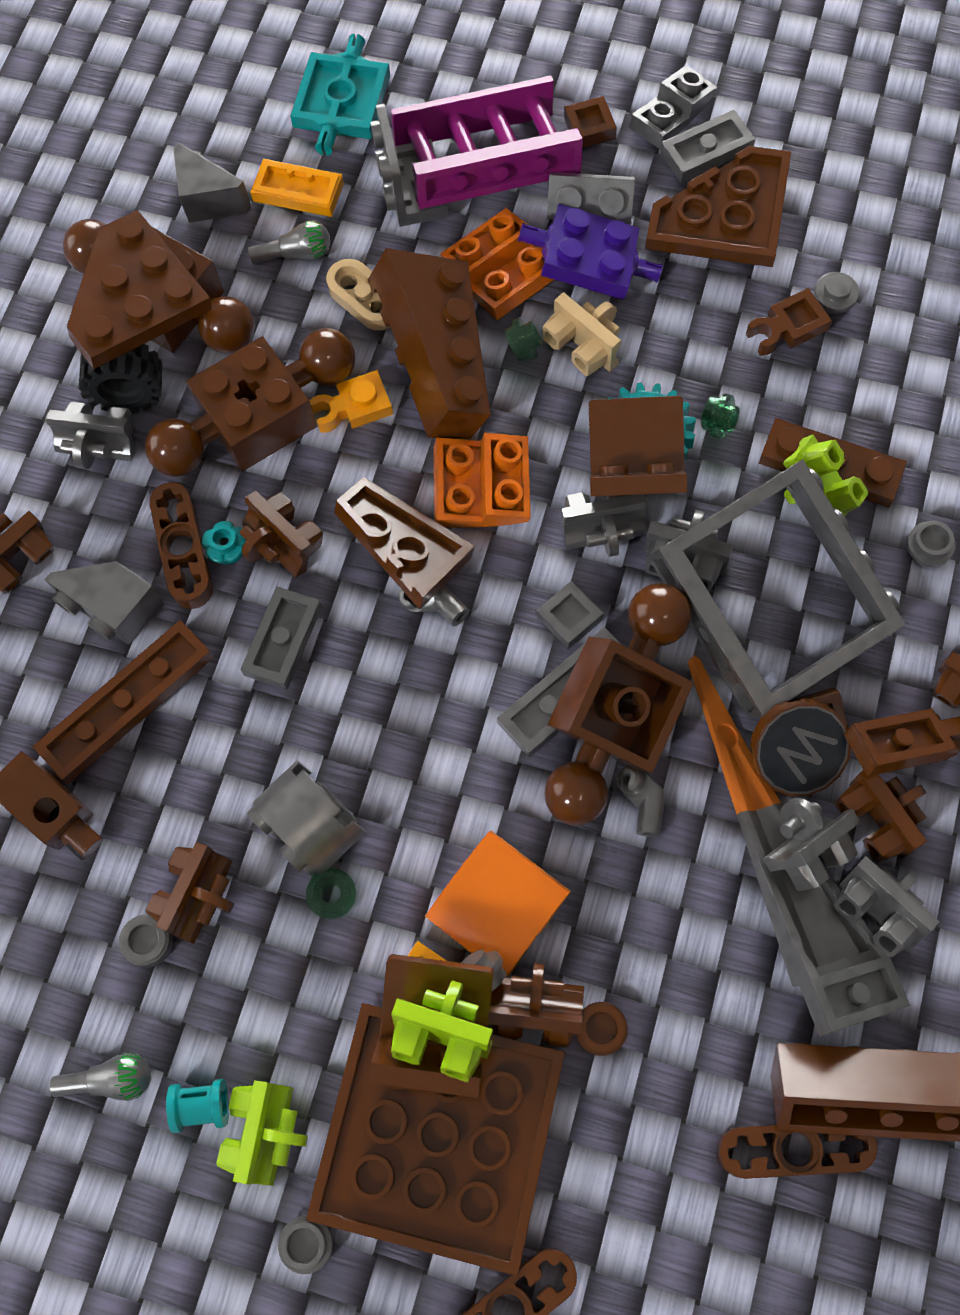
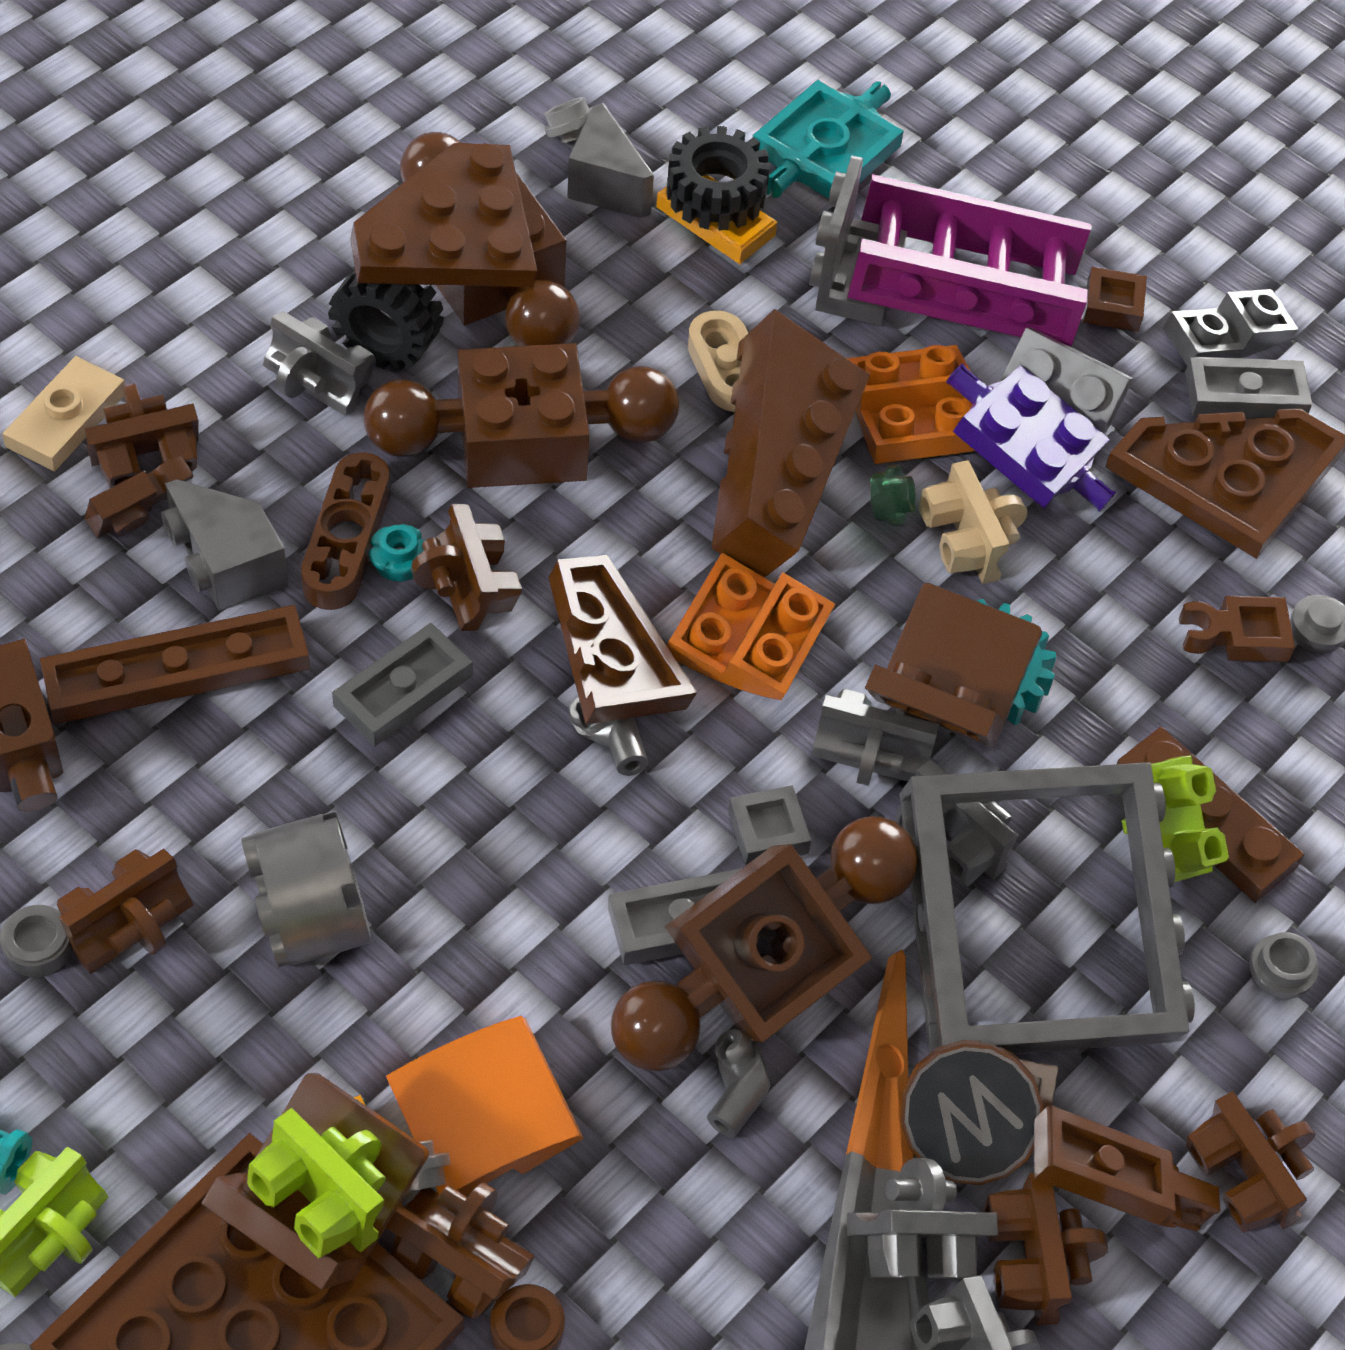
camera: 15 degrees right, 15 degrees down
(25, 604) = (128, 503): none -> reddish brown plate
(159, 164) = (567, 119): none -> light grey plate
(283, 143) = (723, 156): none -> black tyre
(303, 242) = (690, 274): flat silver piece -> none
(317, 887) = (284, 980): clear green plate -> none
(359, 401) = (652, 473): light orange plate -> none
(720, 415) = (1090, 690): clear green plate -> none

